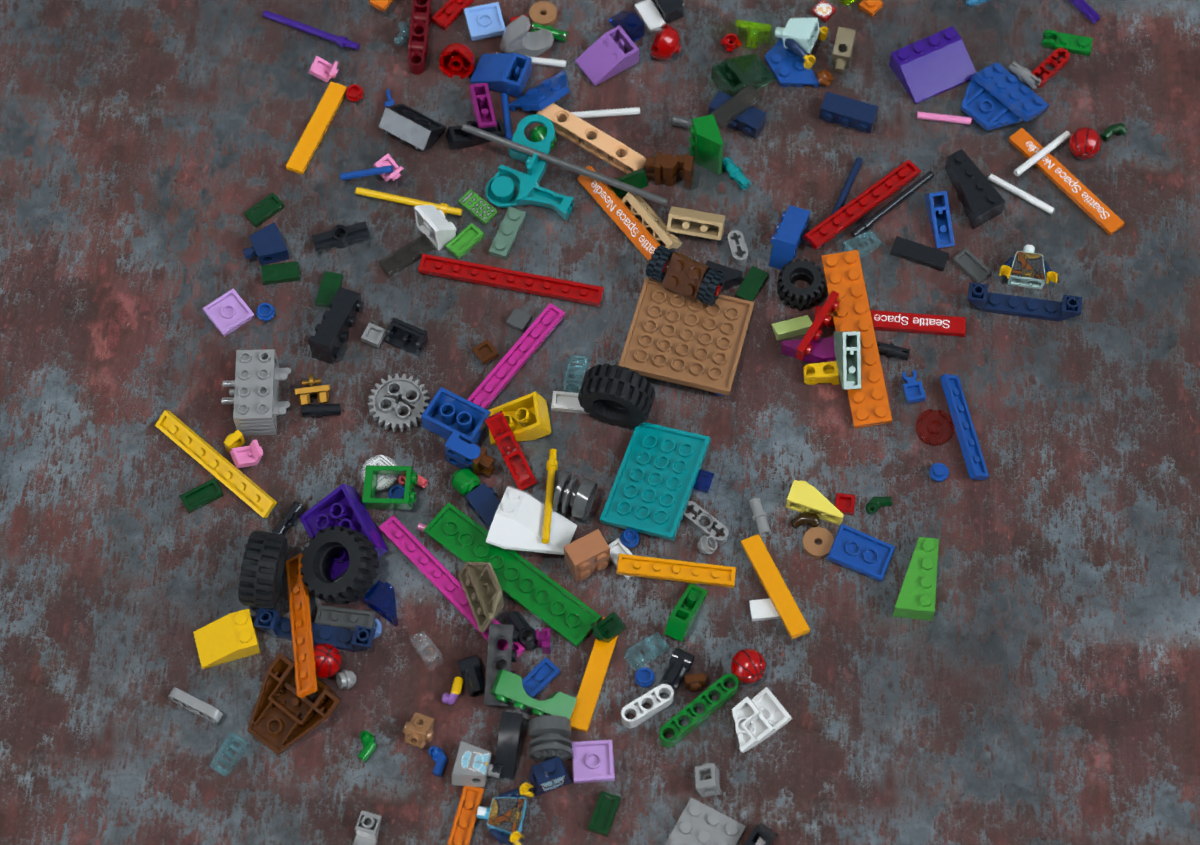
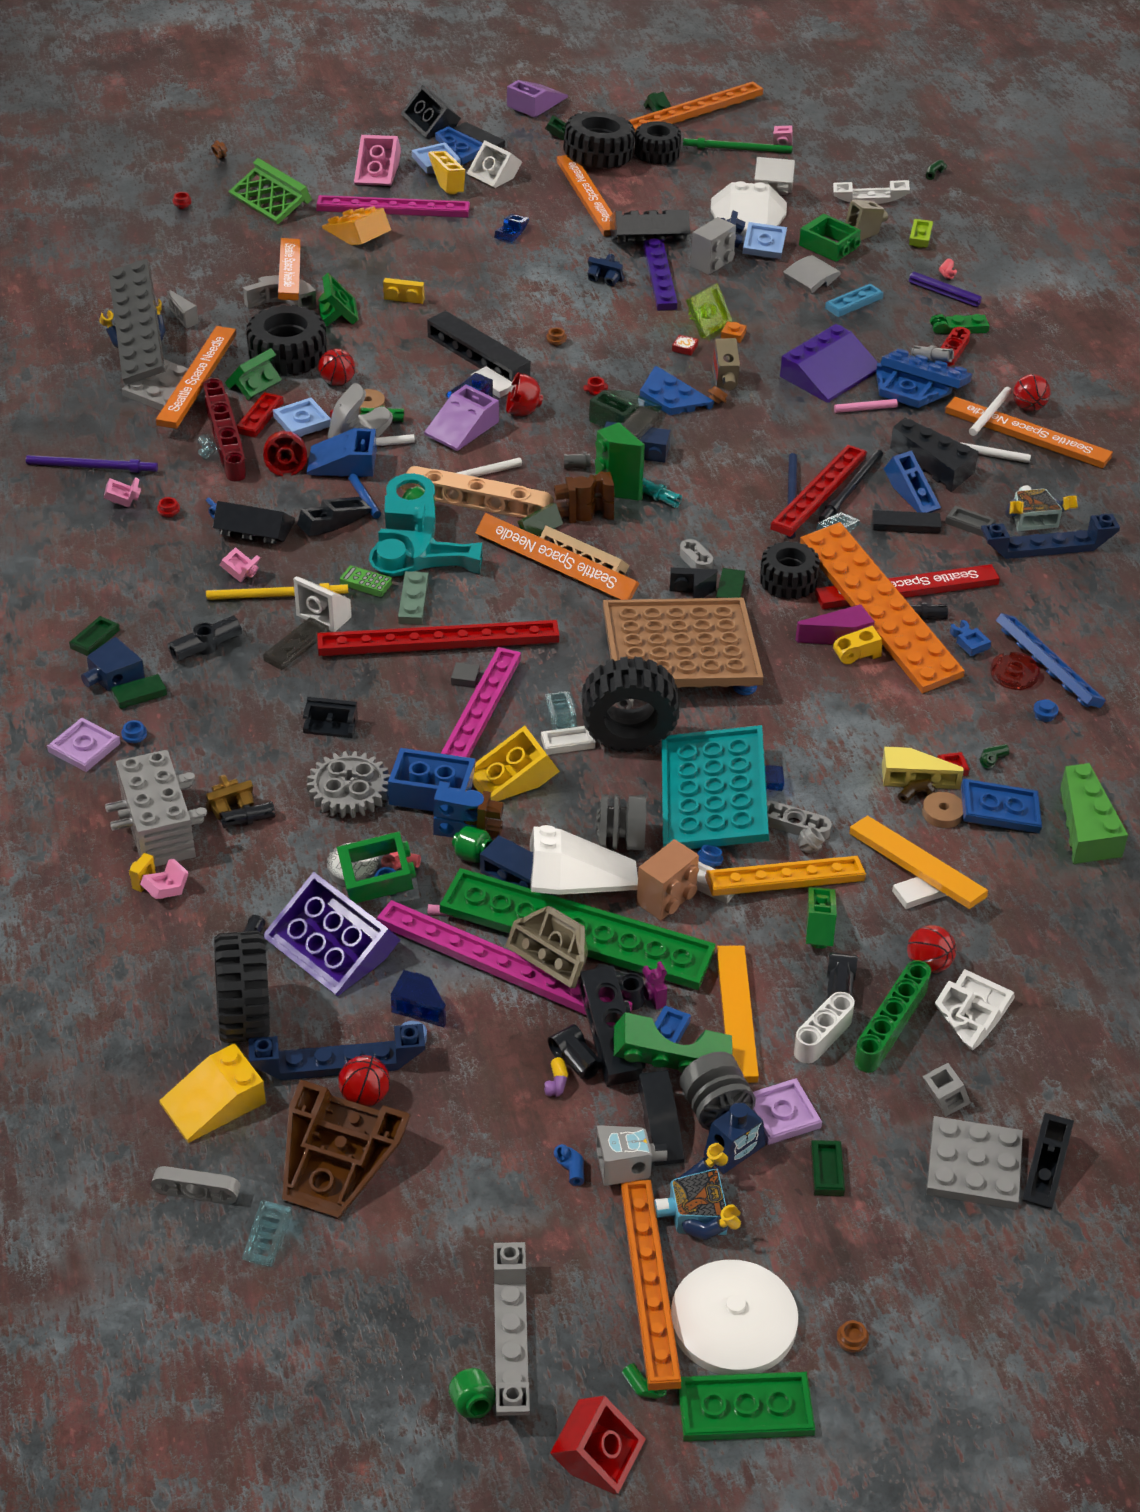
camera: 20 degrees left, 20 degrees down
(201, 495) = (116, 943): dark green tile -> none
(216, 464) = (124, 900): yellow plate -> none
(301, 629) = (319, 1048): orange tile -> none
(316, 128) = (132, 549): light orange tile -> none
(319, 557) = (323, 939): black tyre -> none
(328, 288) = (209, 695): dark green tile -> none
(335, 326) = (233, 725): black wedge -> none
(344, 617) = (369, 1029): dark grey tile -> none
(346, 679) = (401, 1098): light grey plate -> none
(367, 172) = (214, 572): blue bar -> none
(368, 745) = (465, 1171): green arm -> none
(373, 335) = (286, 725): light grey plate -> none
(419, 730) = (531, 1131): medium nougat brick -> none
(426, 650) = (500, 1038): clear leg -> none
(465, 241) = (364, 614): bright green tile -> none
(482, 105) = (332, 482): magenta slope -> none
(485, 352) = (437, 712): reddish brown plate -> none
(510, 450) = (517, 797): red slope -> none
(544, 94) = (403, 463): blue wing -> none
(551, 467) = (576, 807): yellow bar -> none
(564, 164) = (459, 511): dark grey piece -> none
(608, 628) = (733, 950): dark green bracket -> none
(637, 660) = (787, 974): clear light blue slope -> none
(644, 677) = (803, 998): blue plate -> none
(685, 275) = (654, 580): plate -> none
(695, 682) = (871, 985): reddish brown plate -> none
(696, 223) = (639, 539): tan brick -> none
(753, 30) = (618, 365): clear neon green tile -> none
(760, 517) = (860, 798): light grey pin -> none
(788, 236) = (753, 531): blue wedge -> none
(791, 327) = (789, 618): yellowish green slope -> none
(801, 36) = (677, 360): light aqua torso -> none
(814, 332) = (834, 600): red plate -> none
(848, 112) = (760, 417): dark blue brick -> none
(848, 358) = (885, 614): sand green slope -> none
(1112, 129) = (1058, 379): dark green arm -> none

